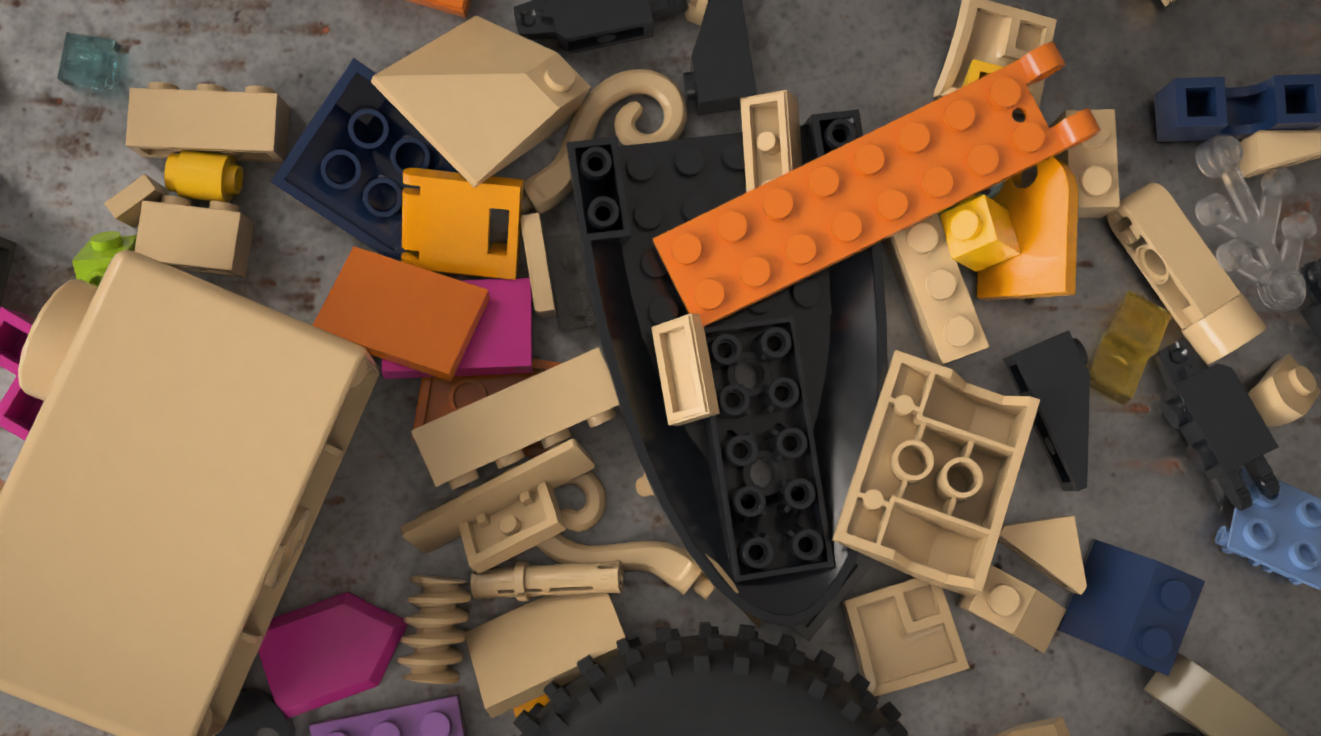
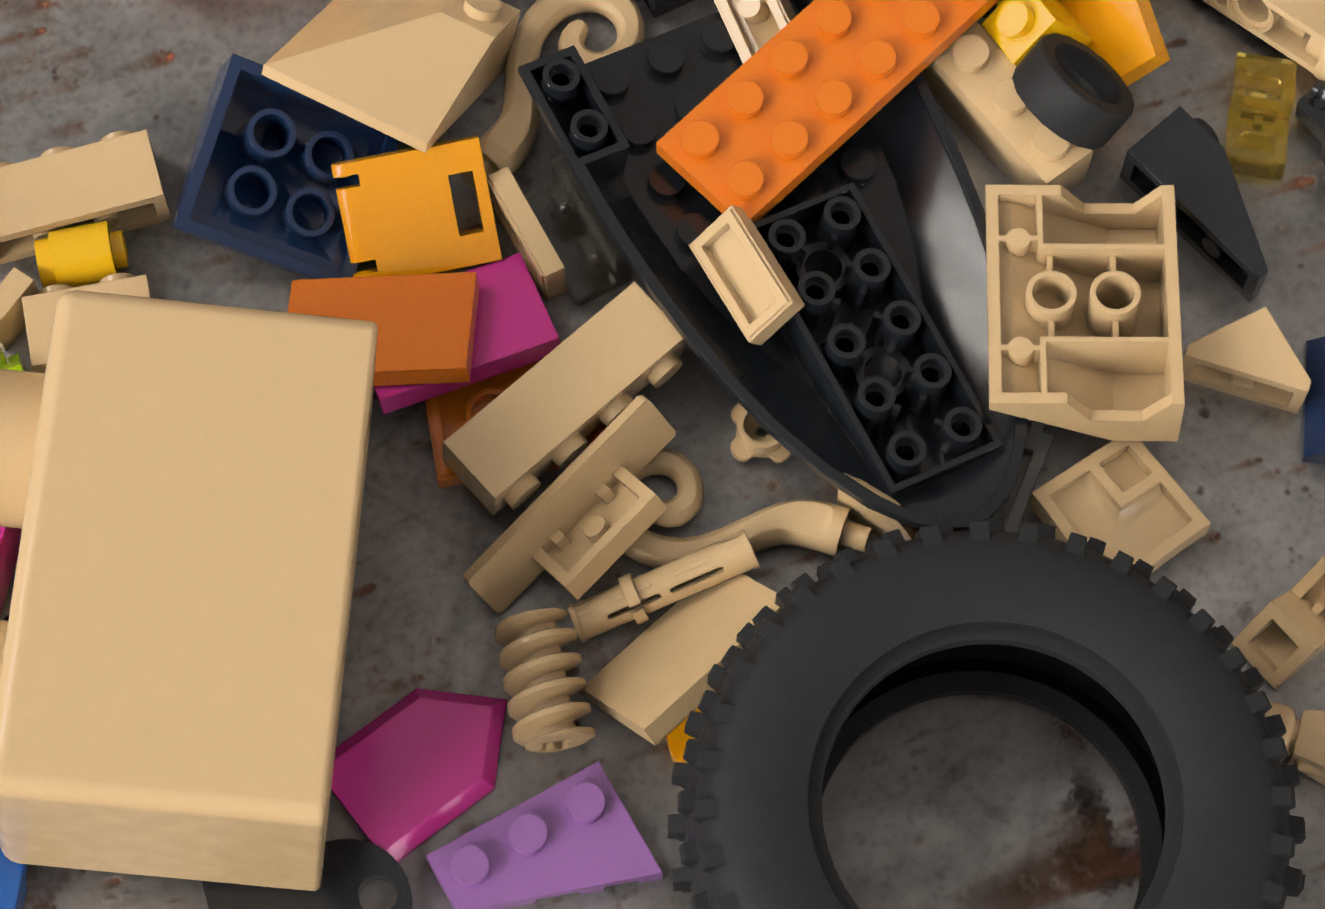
camera: 15 degrees left, 15 degrees down
(989, 299) = (1073, 91): none -> black tyre
(1015, 609) = (1236, 442): tan slope -> none

